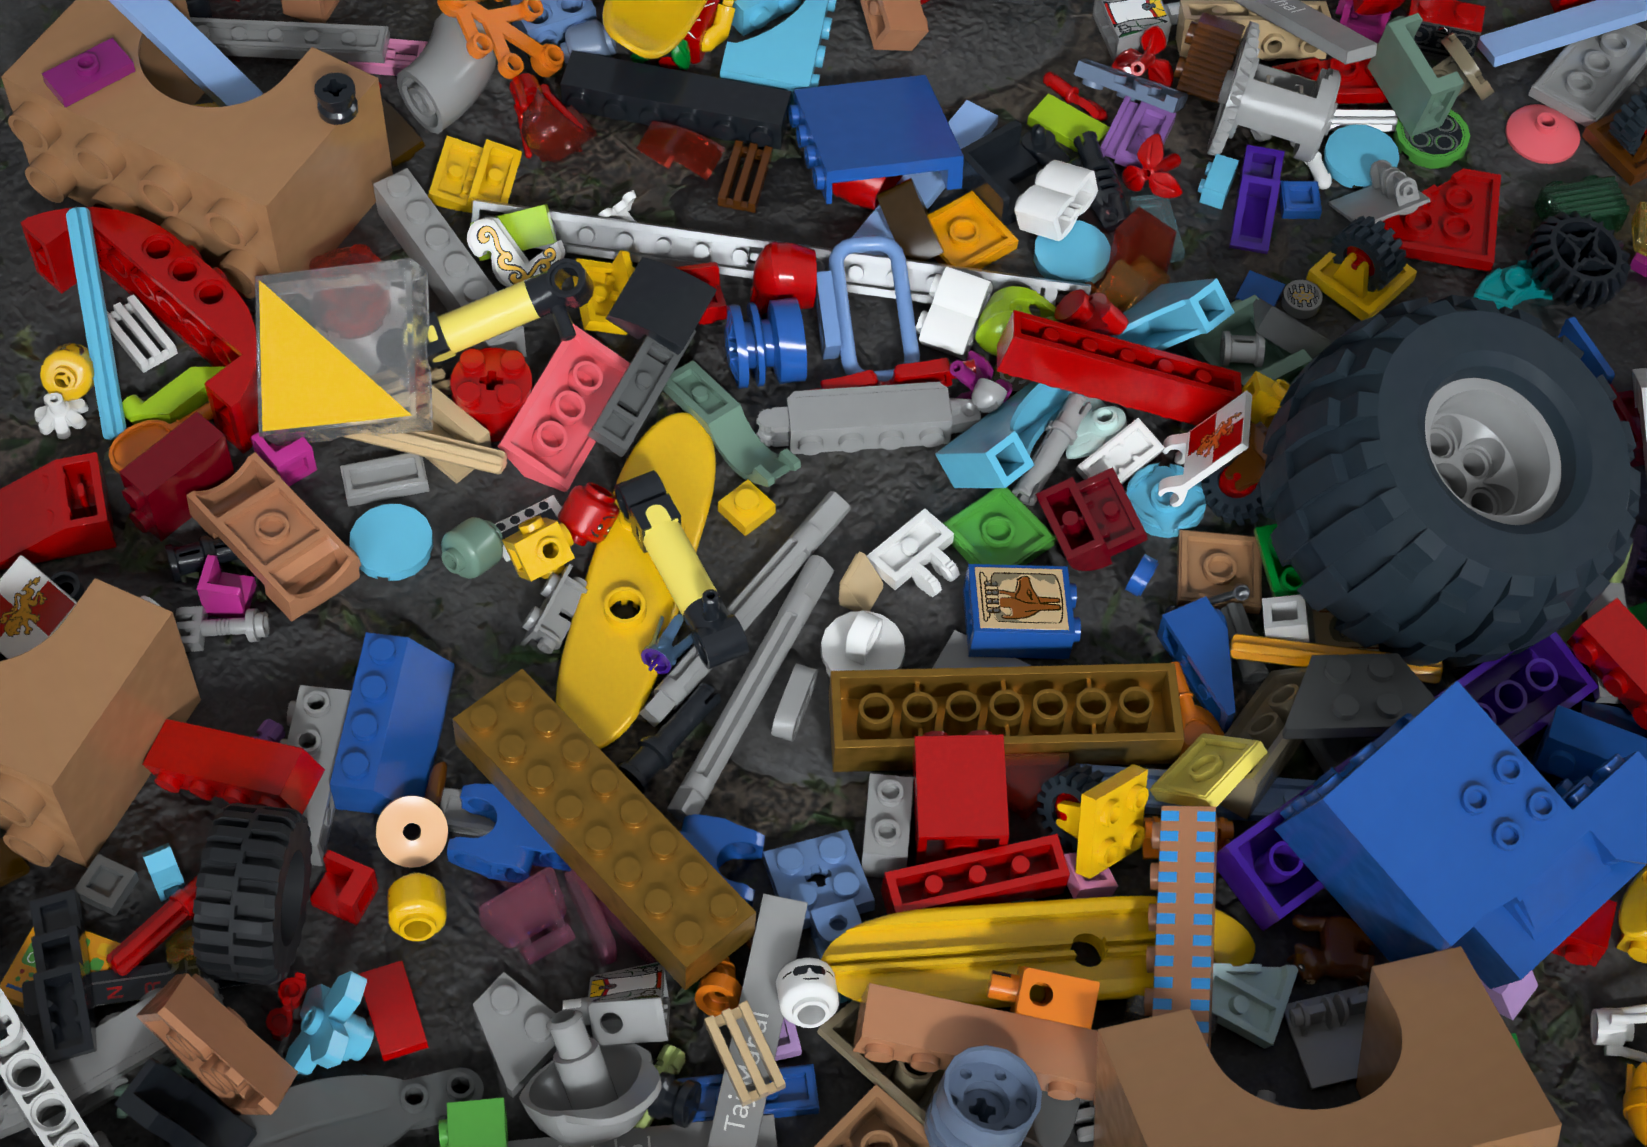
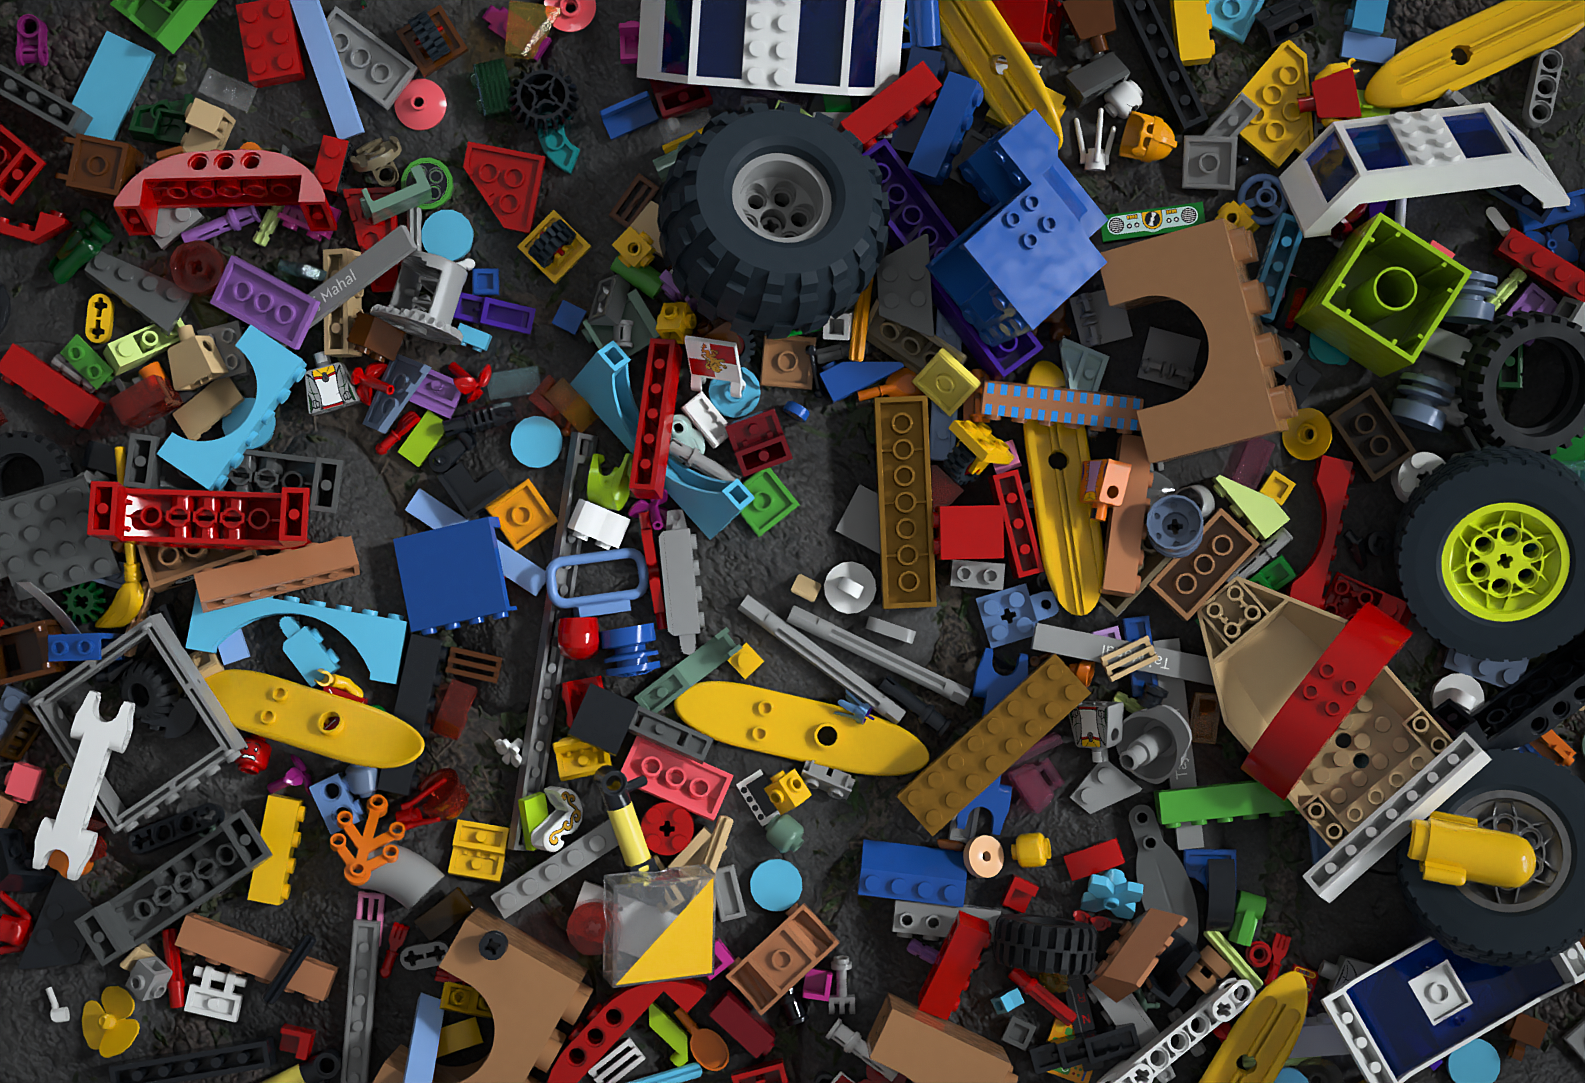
camera: 90 degrees left, 30 degrees up
(589, 513) = (760, 761): red head -> none
(659, 532) = (807, 702): piece -> none
(807, 992) = (1098, 623): white head -> none
(910, 221) = (525, 553): dark brown slope -> none
(911, 549) = (778, 556): white hinge -> none
(988, 395) = (670, 504): light grey hinge -> none
(1020, 611) = (827, 489): brick -> none
(1056, 200) = (502, 452): white brick -> none
(1091, 313) = (606, 435): red piece -> none
(1301, 299) = (572, 288): light grey tile -> none
(1388, 196) = (495, 229): light grey hinge -> none

